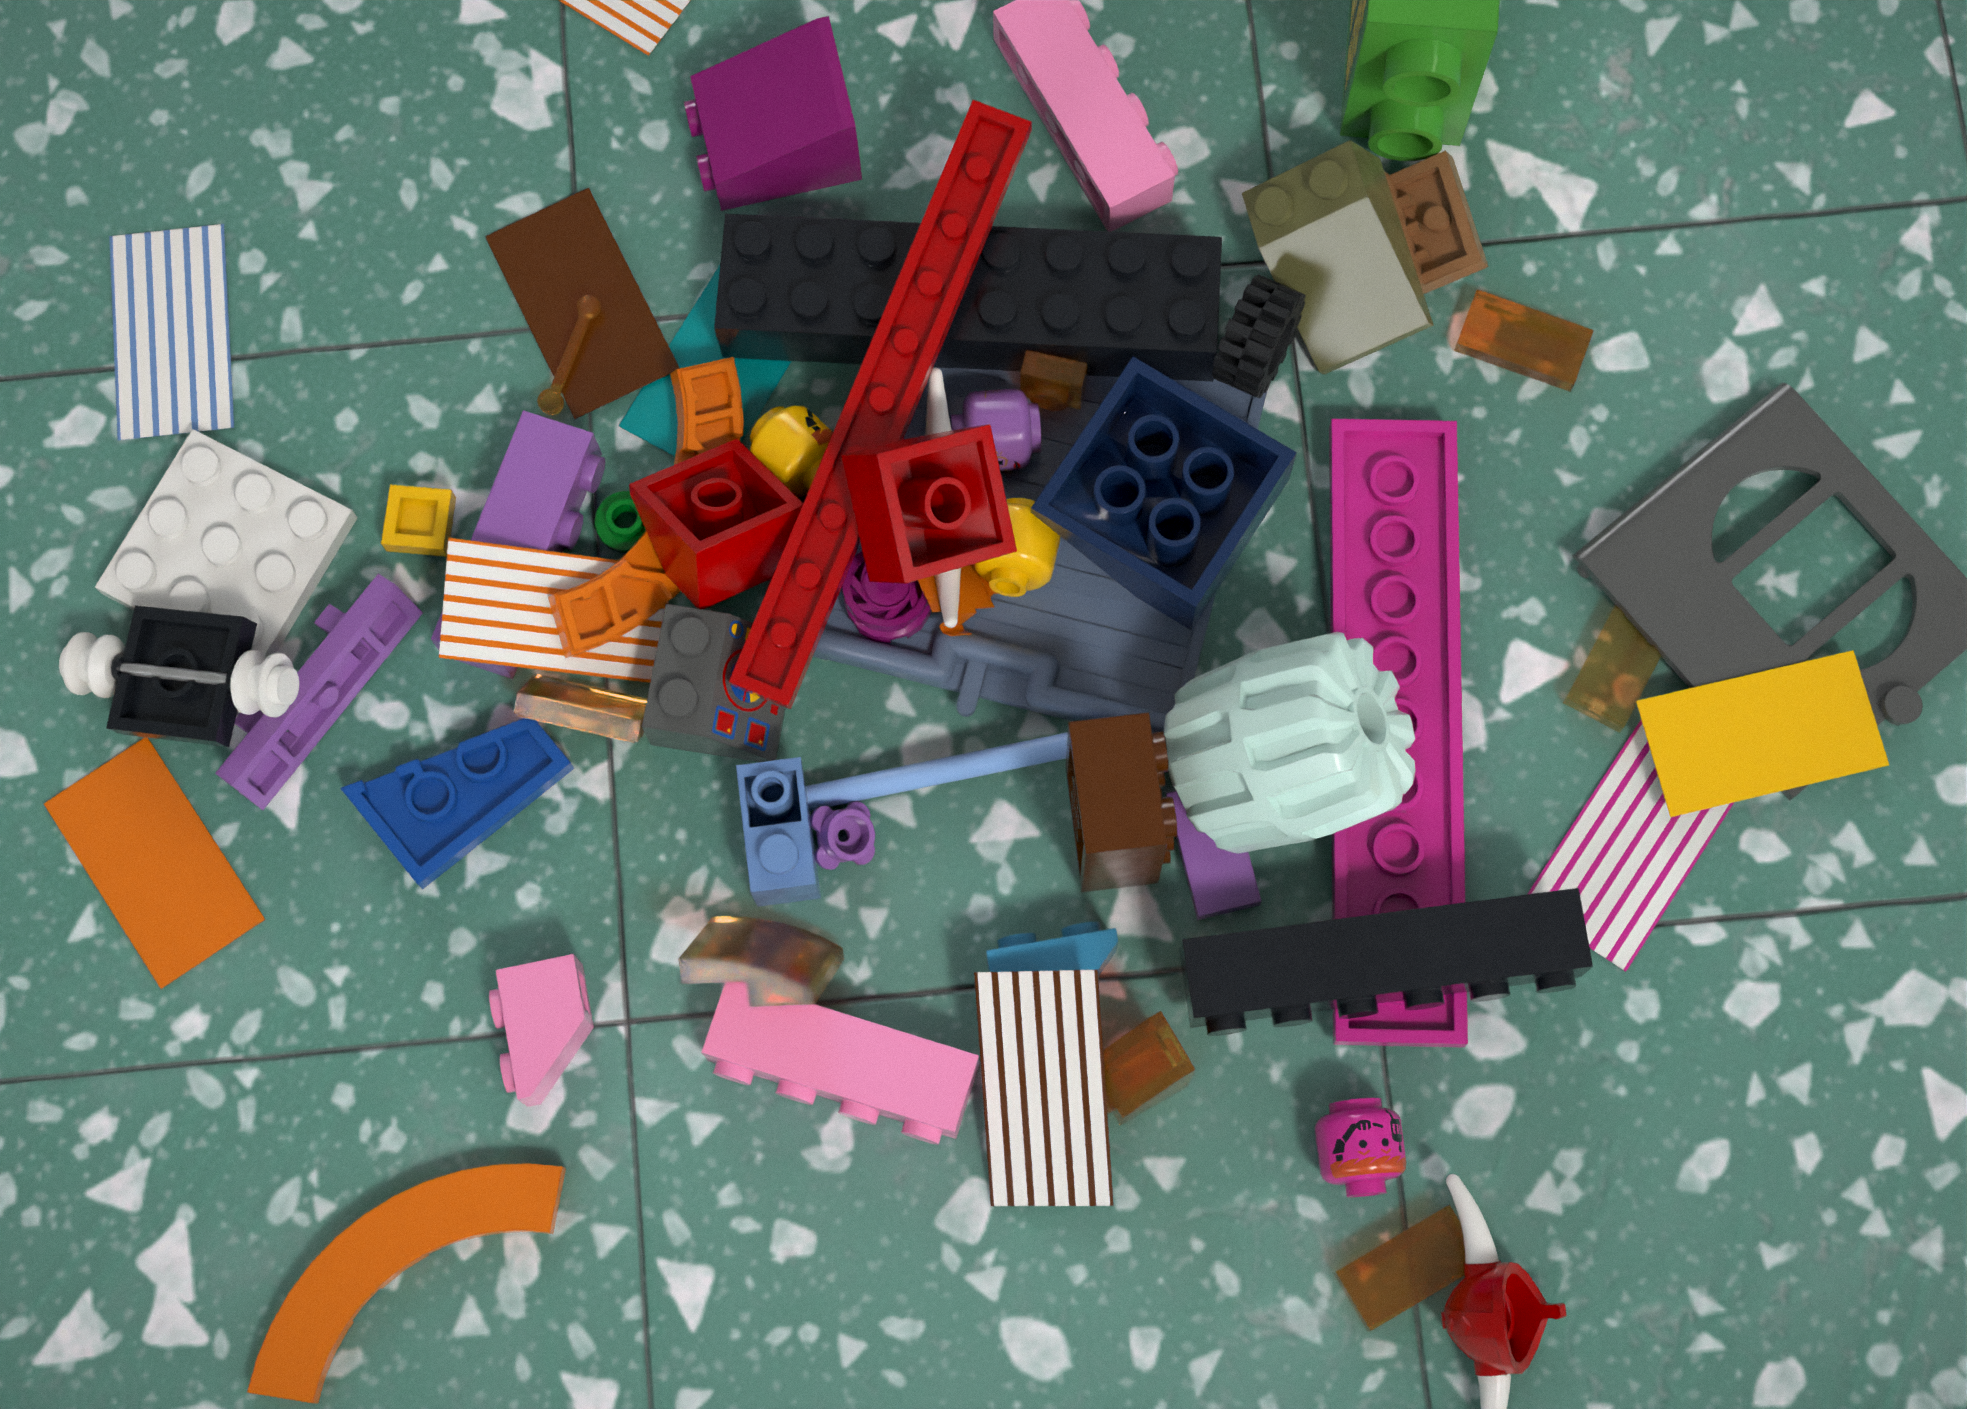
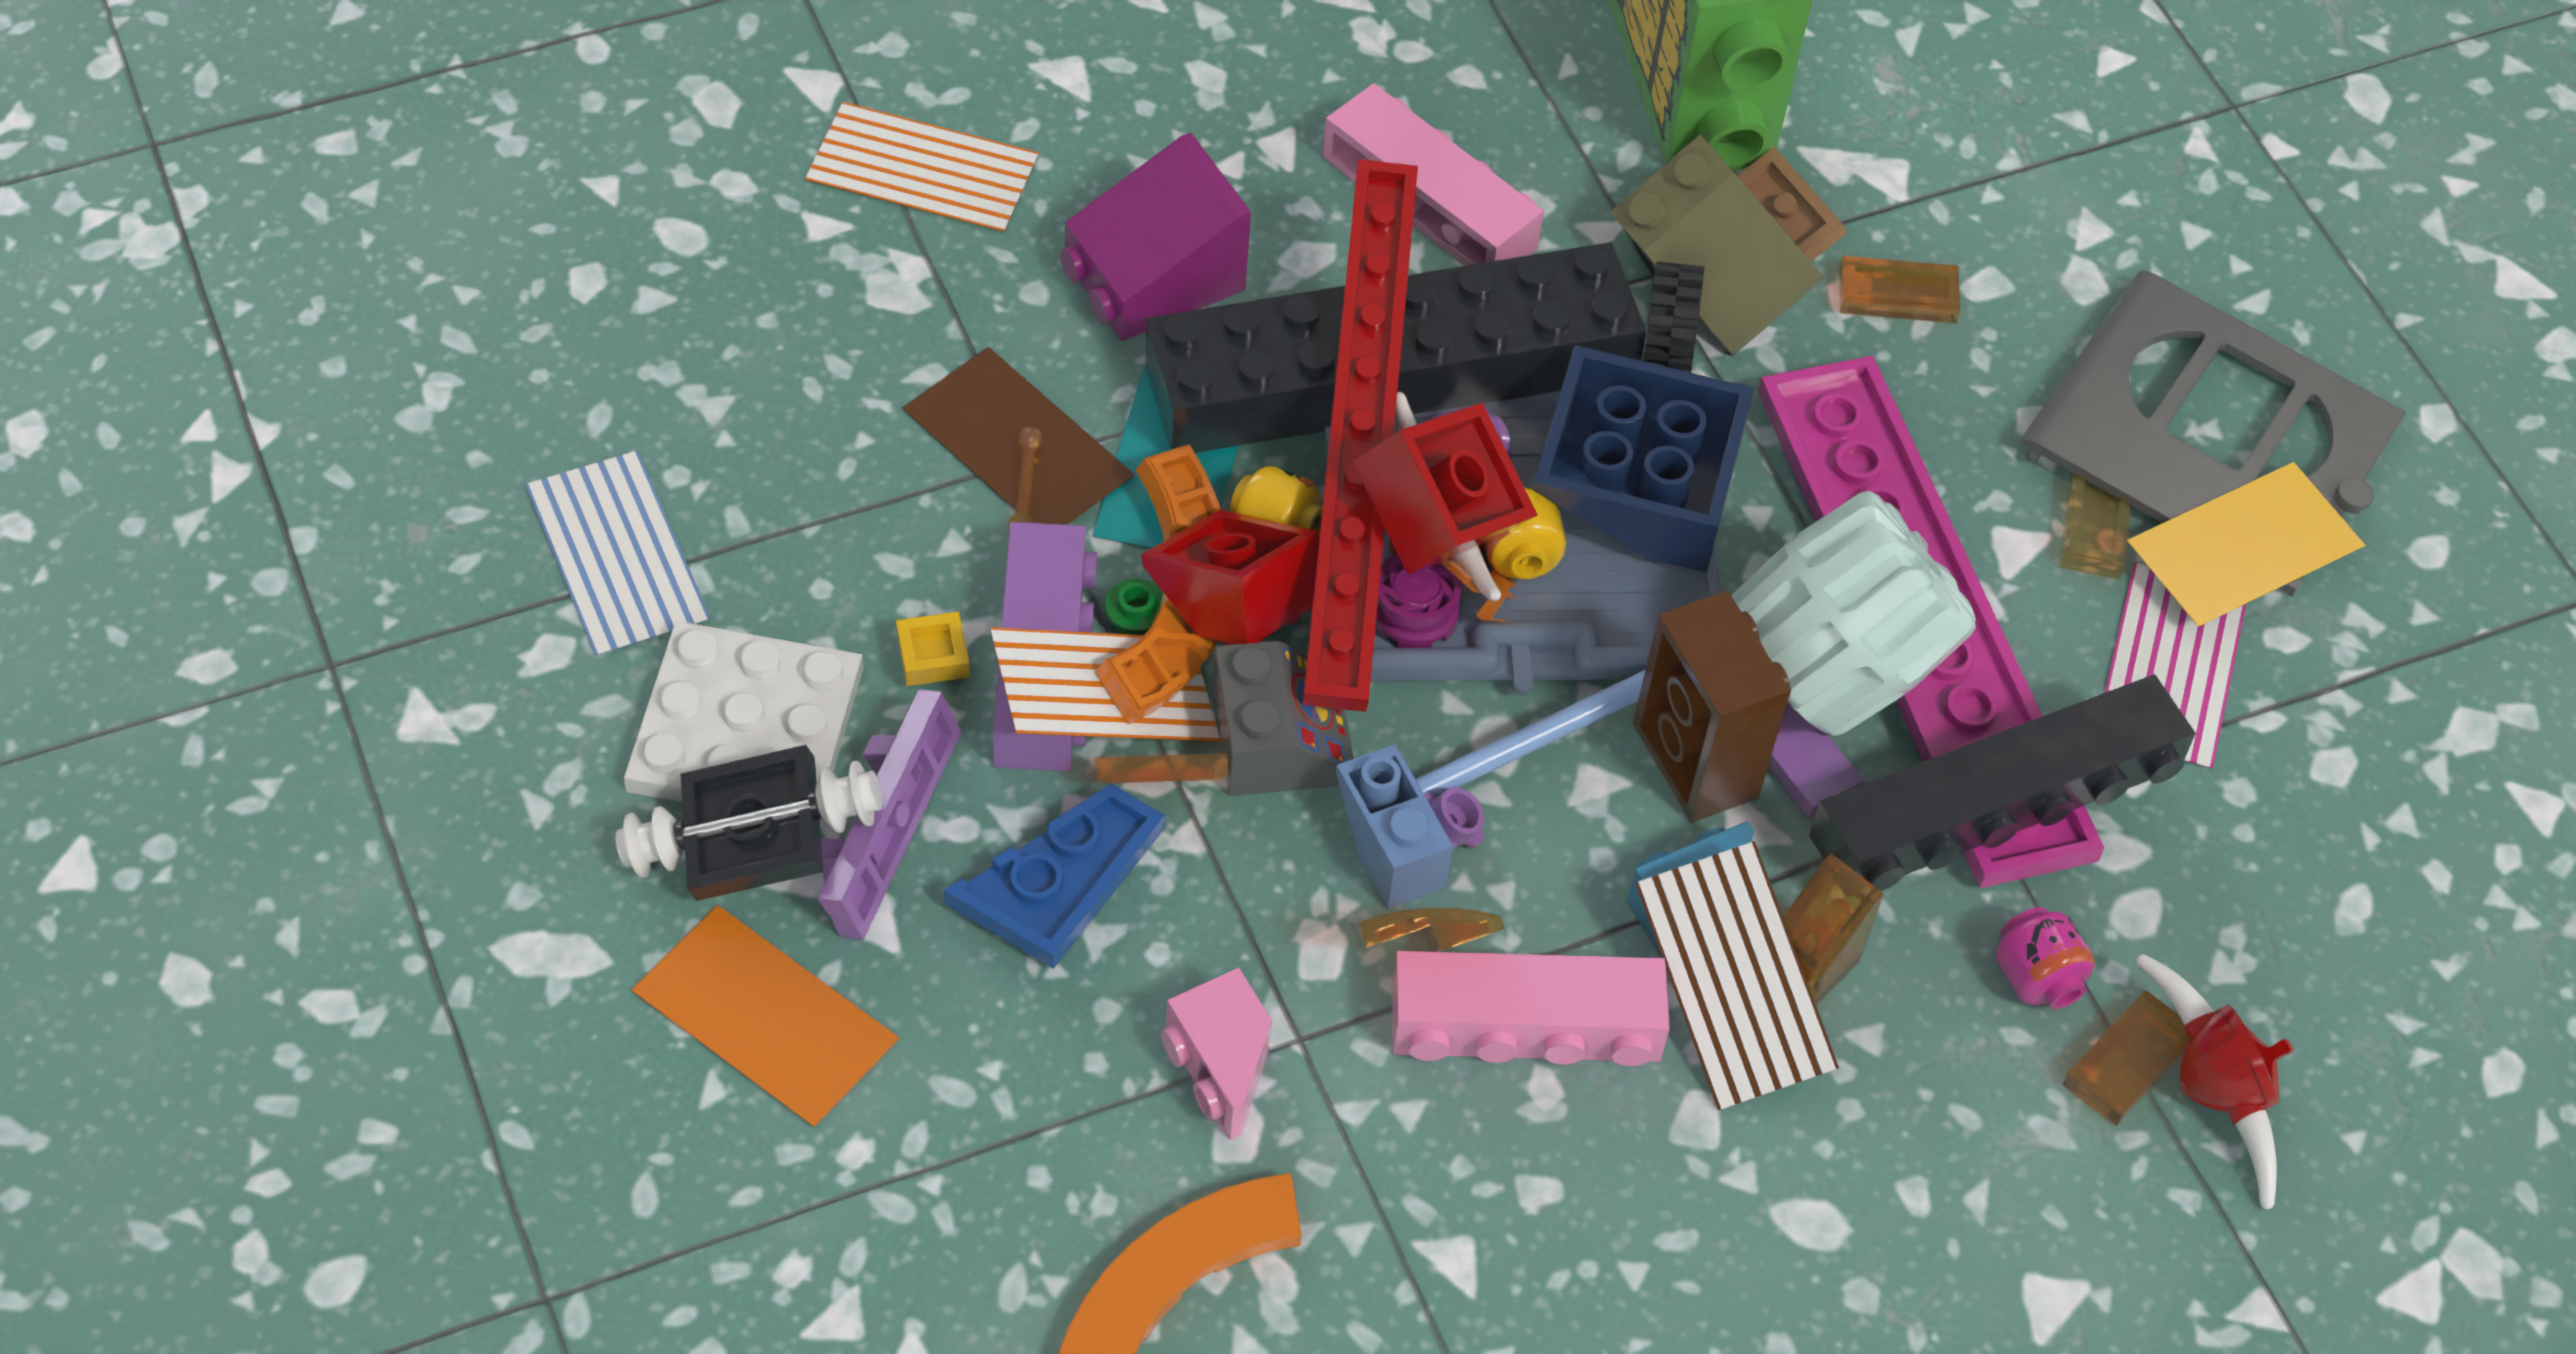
camera: 25 degrees left, 20 degrees down
(1053, 381) = (1503, 392): clear orange plate -> none

